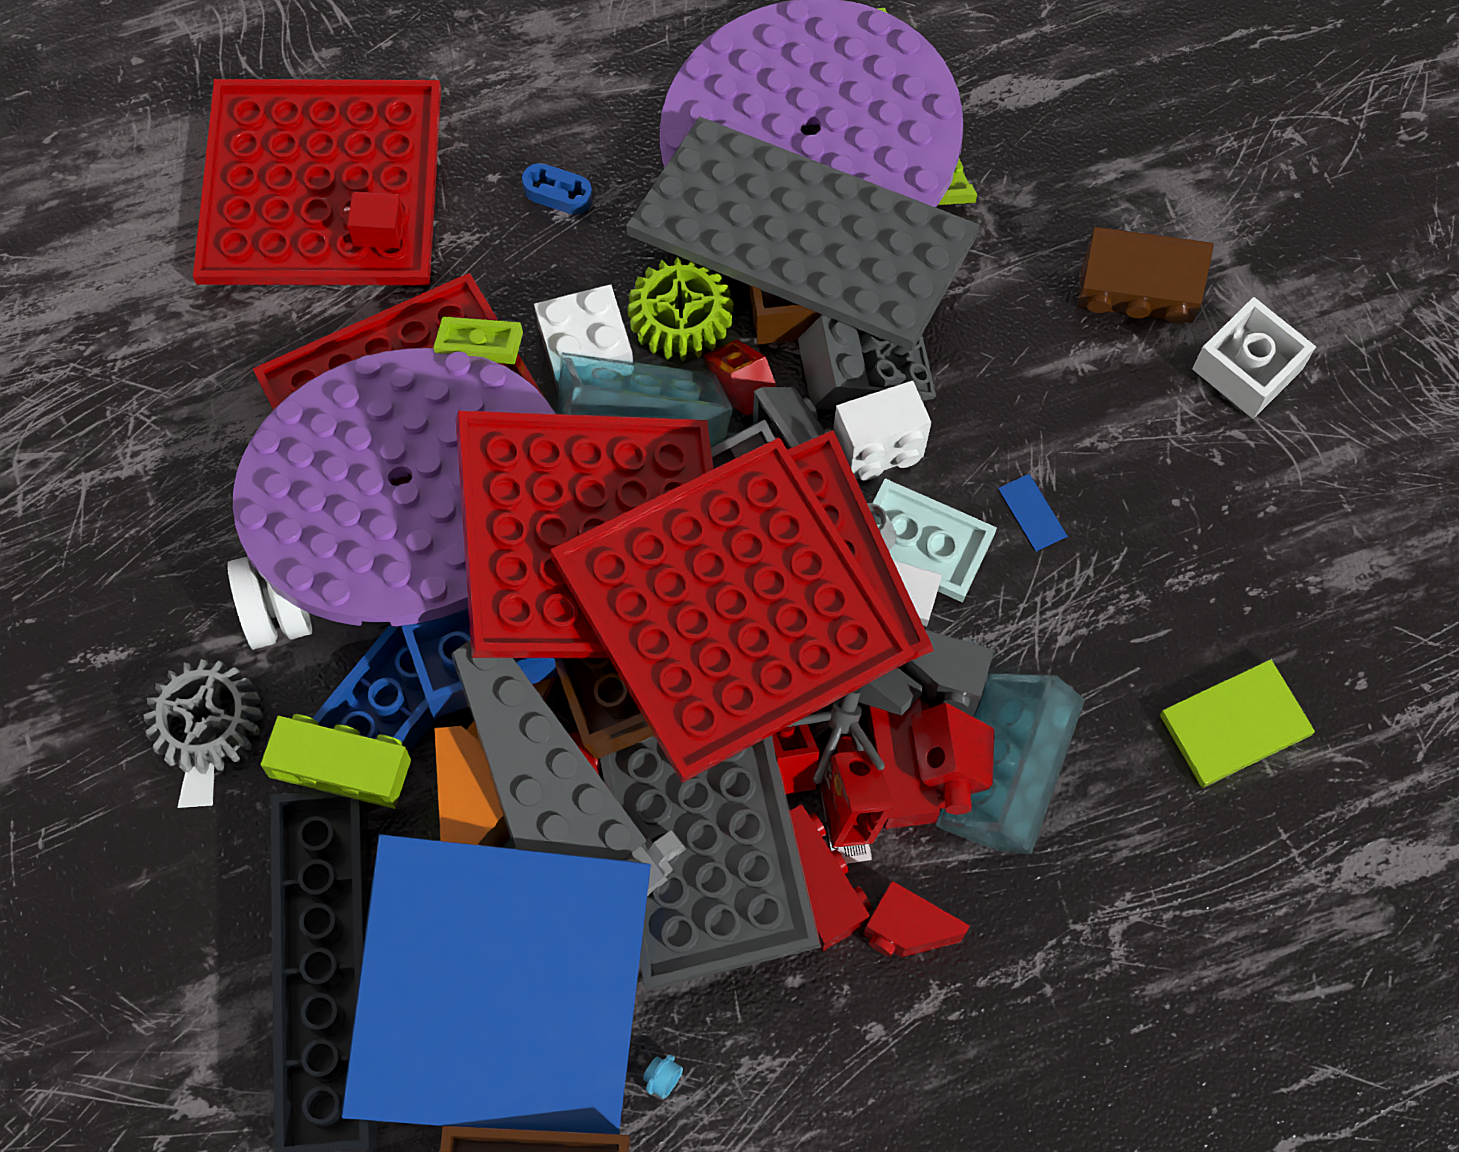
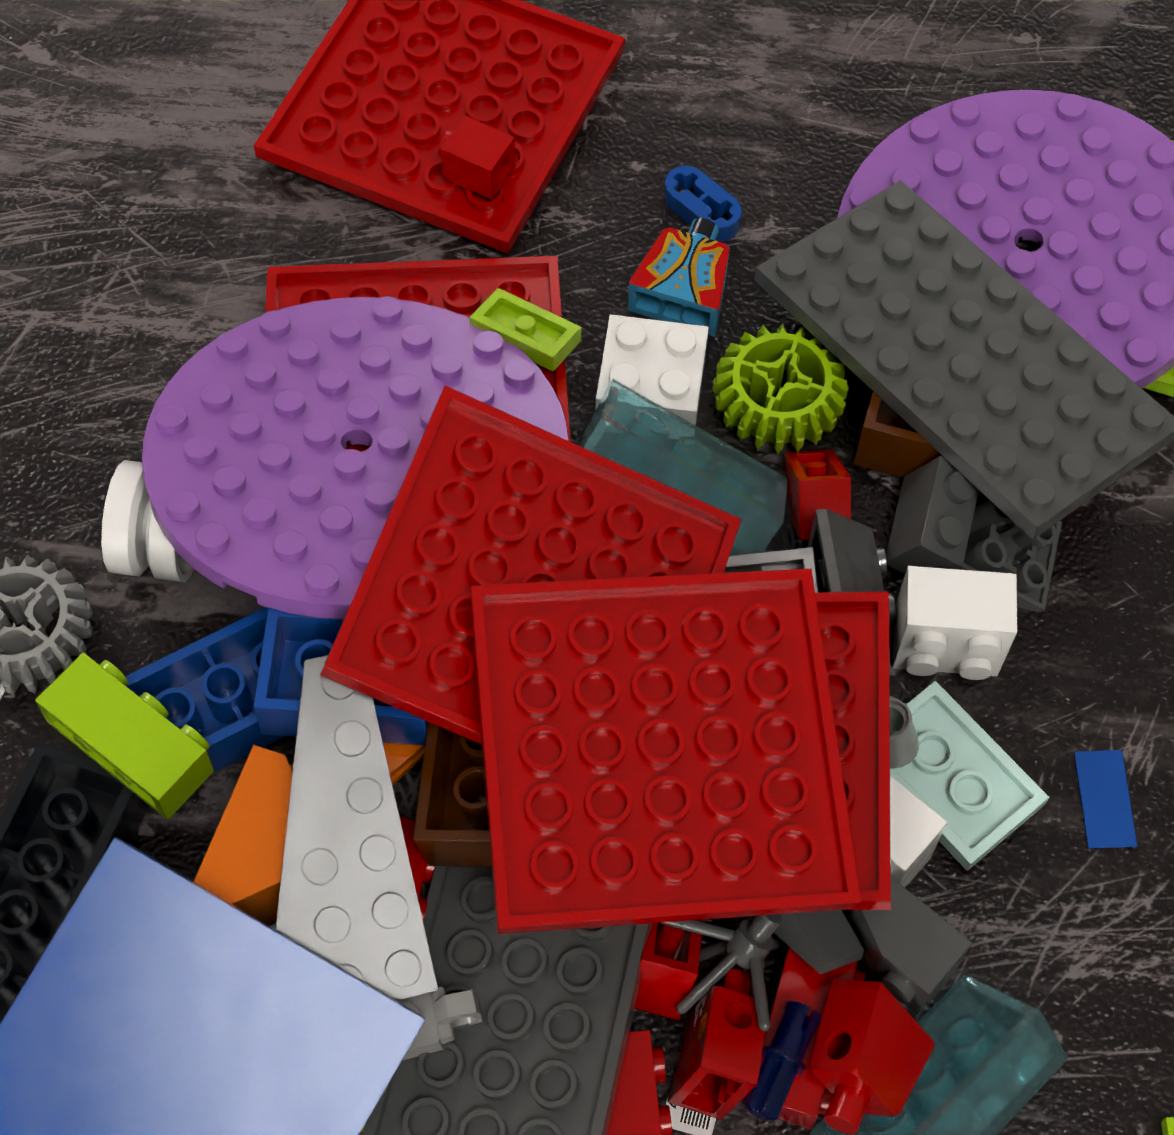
camera: 25 degrees right, 5 degrees down
(571, 252) = (682, 277): none -> torso
(902, 783) = (782, 1061): none -> clear blue axle

